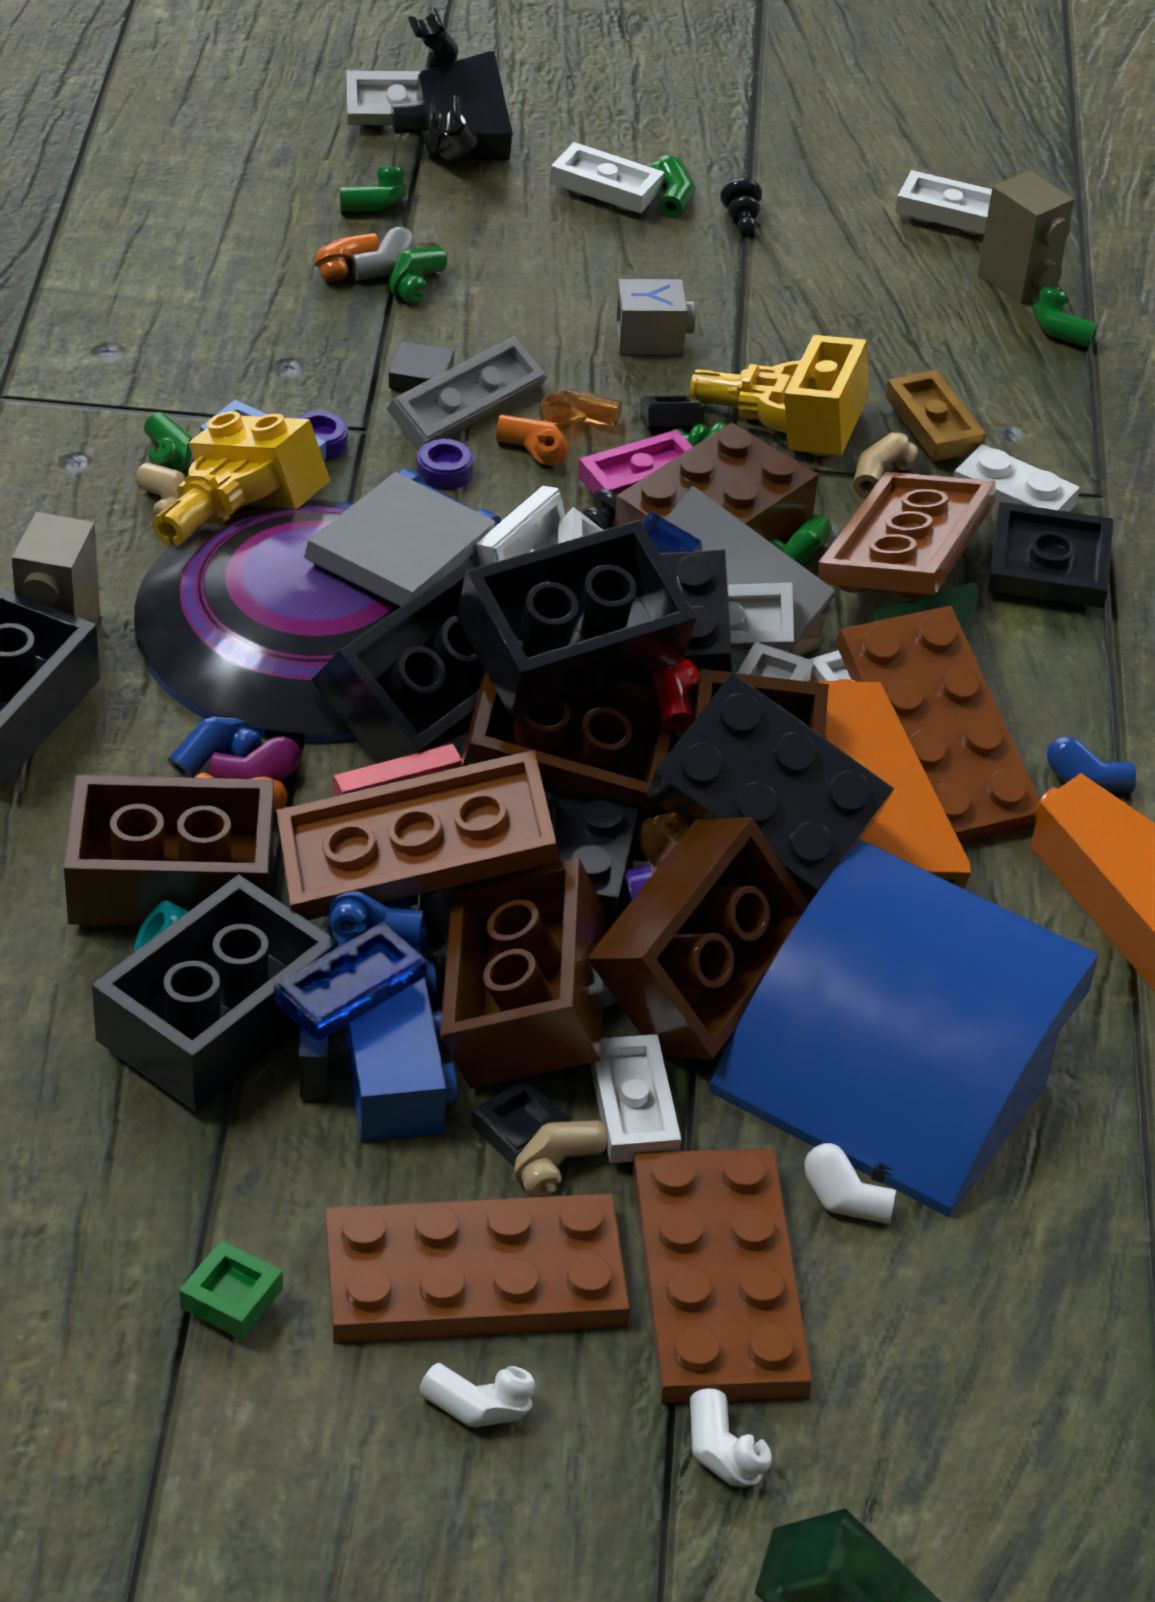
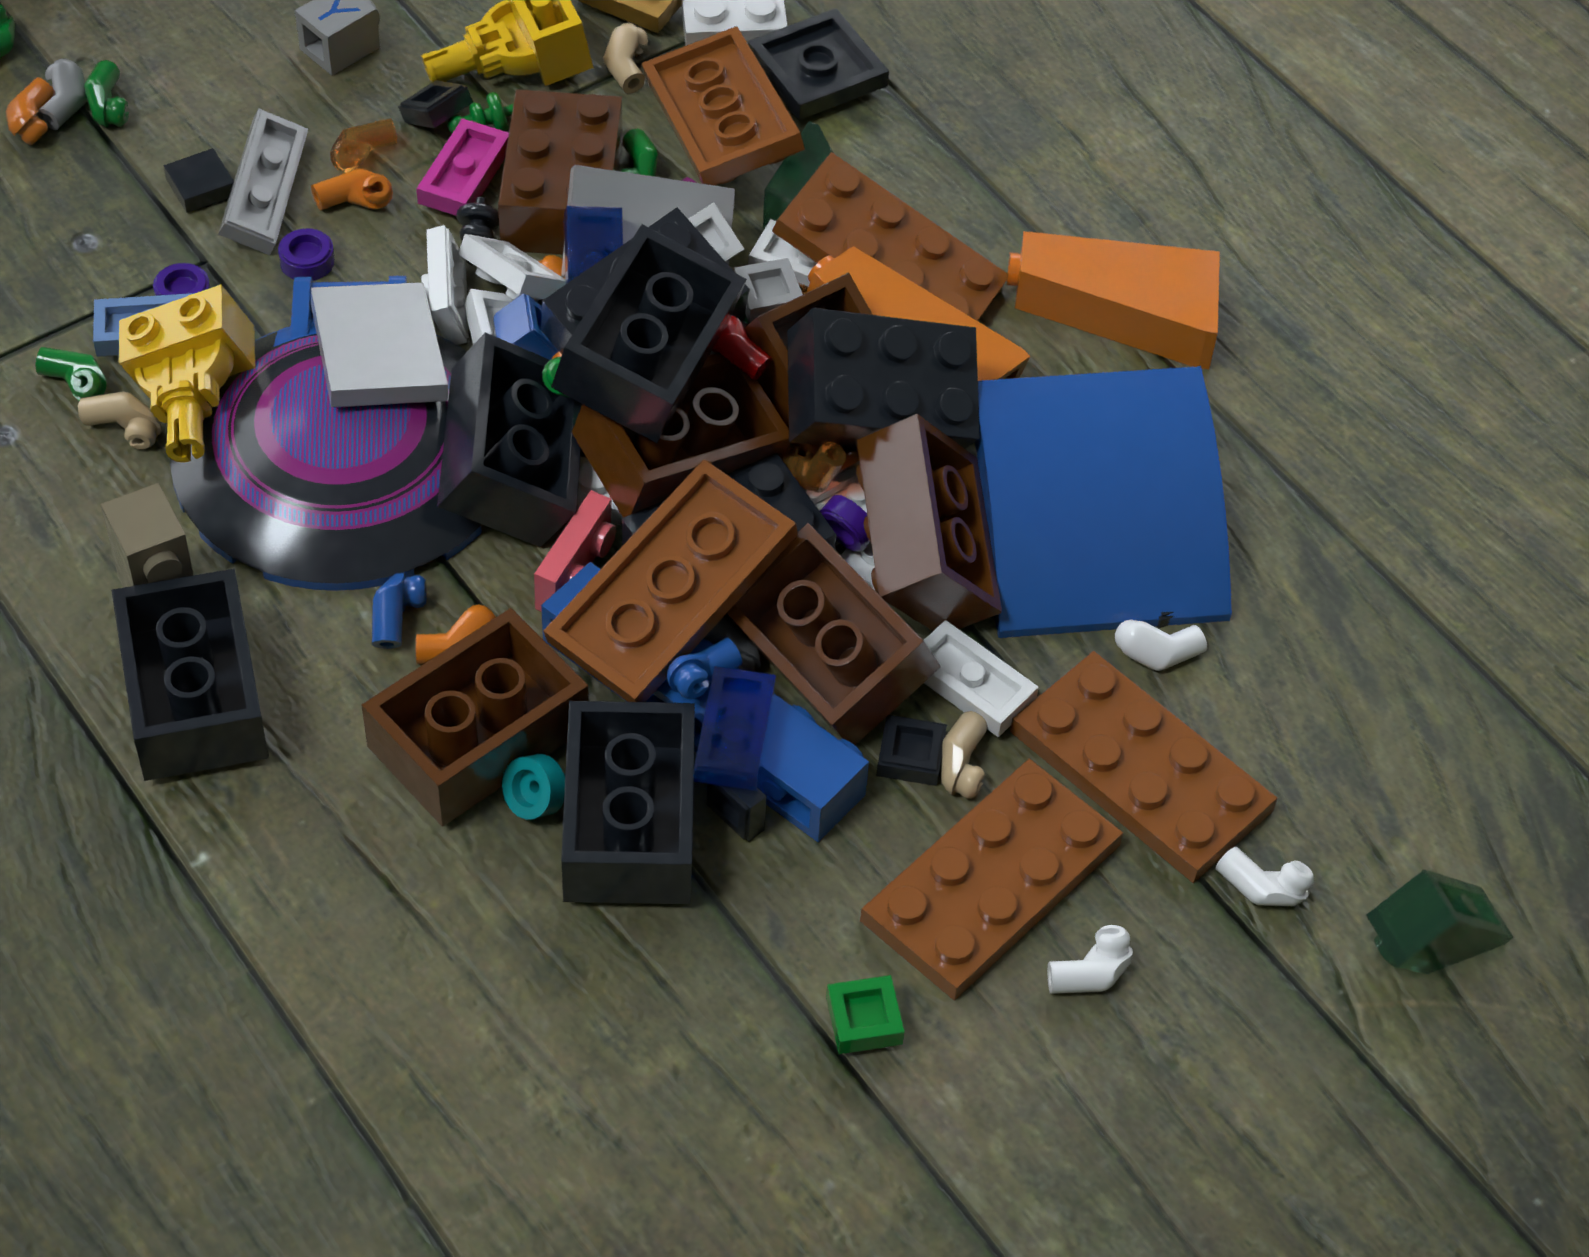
camera: 40 degrees left, 10 degrees up
(274, 759) = (450, 601): magenta arm -> none
(1071, 757) = (999, 225): blue arm -> none

